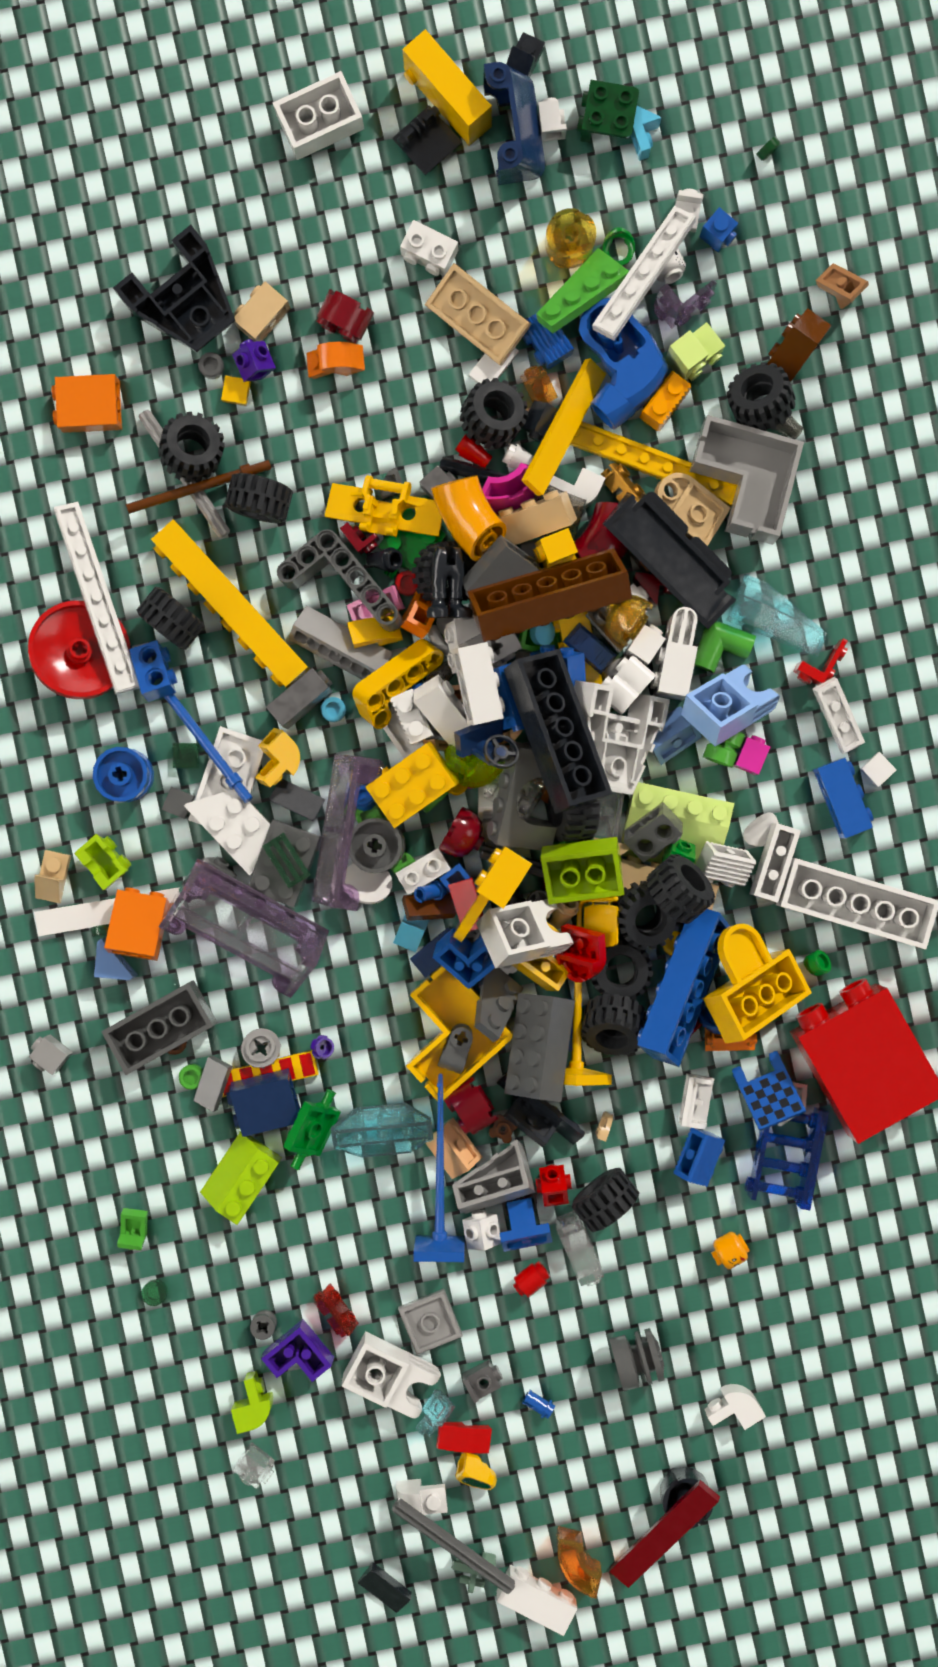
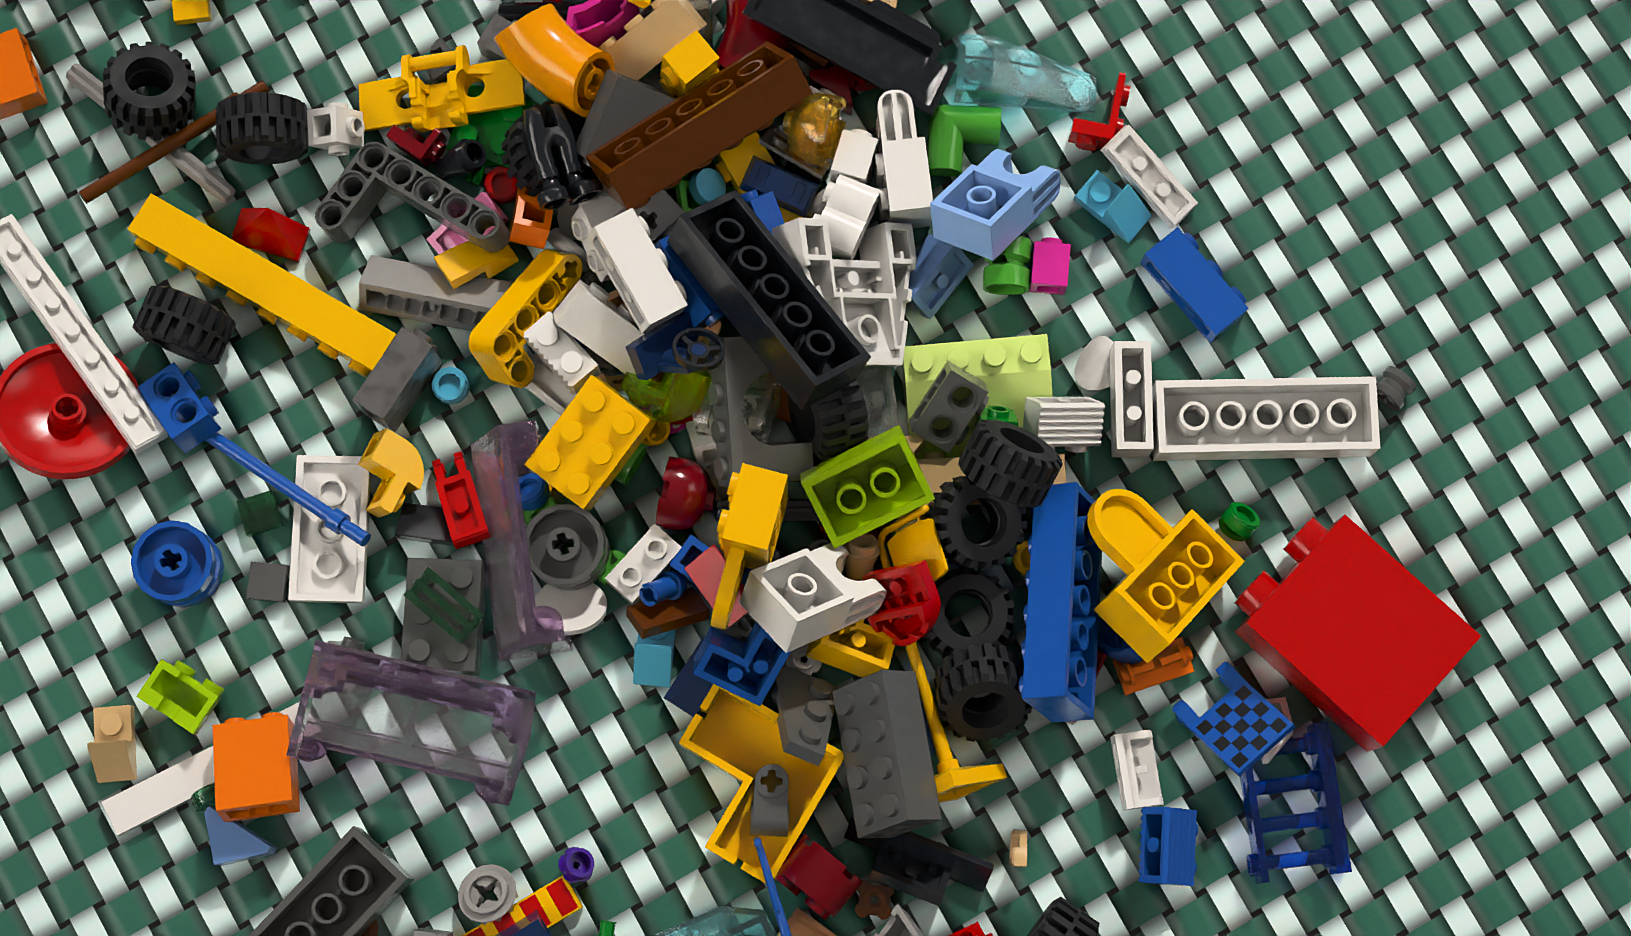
camera: 20 degrees left, 10 degrees down
(233, 825) = (355, 585): white wing -> none
(244, 568) = (271, 233): none -> red slope
(308, 512) = (335, 128): none -> white brick
(317, 792) = (461, 503): none -> red hinge
(808, 726) = (1114, 207): none -> medium azure slope
(878, 769) = (1229, 234): white tile -> none

